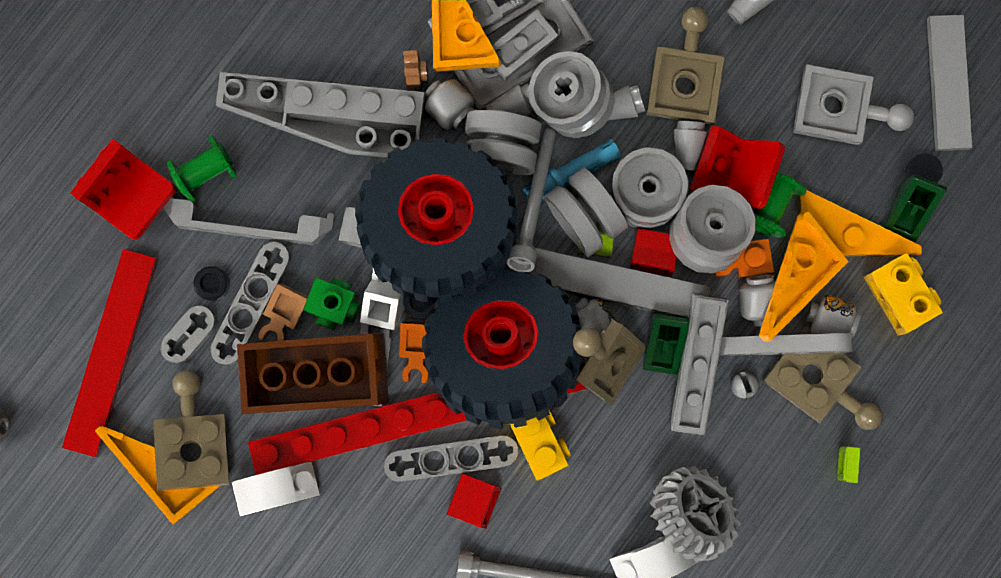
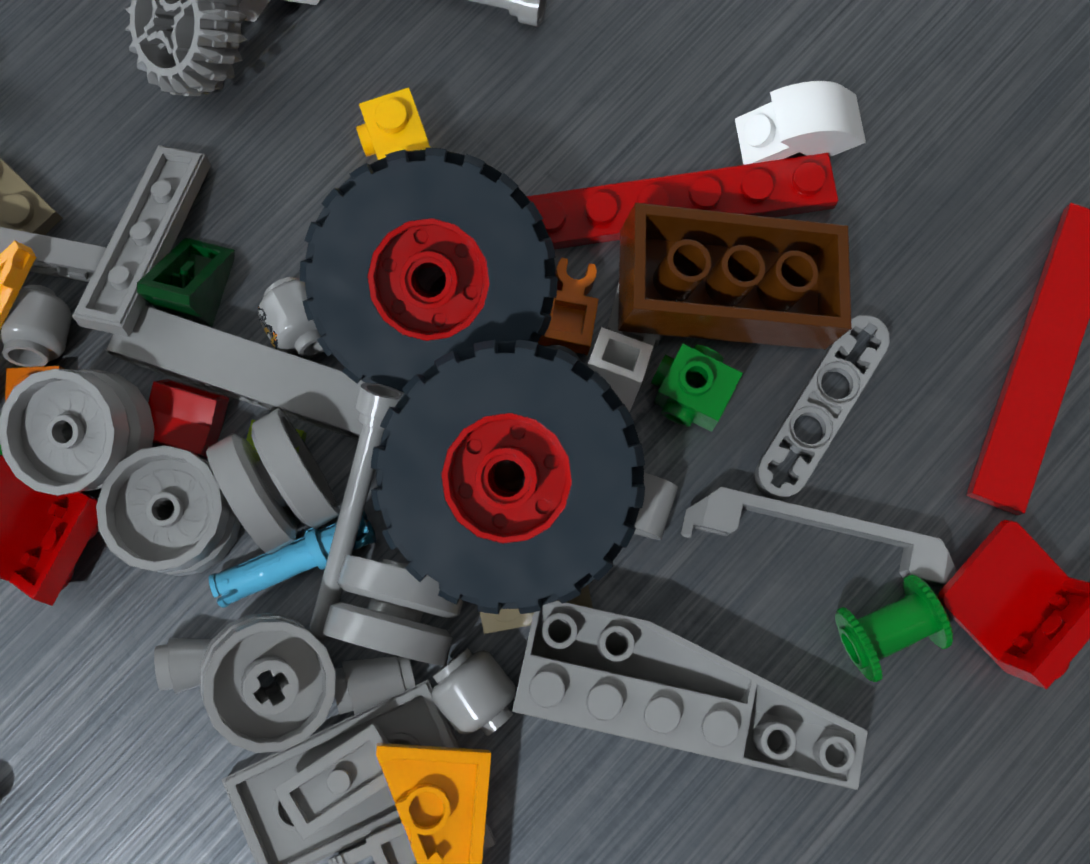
camera: 170 degrees left, 5 degrees down
(141, 464) = (965, 160): light orange wing -> none
(174, 433) = (954, 217): dark tan plate -> none
(183, 328) = (929, 378): light grey beam -> none
(211, 283) = (882, 446): black tile -> none
(284, 309) = (771, 388): medium nougat plate -> none
(414, 70) = (524, 758): medium nougat plate -> none
(451, 461) = (535, 141): light grey beam -> none
(474, 501) = (511, 89): red piece -> none
(611, 359) = (280, 247): dark tan plate -> none
(689, 142) = (96, 586): light grey cone -> none
(700, 68) = (54, 708): dark tan plate -> none
(738, 388) = (96, 208): light grey hinge -> none

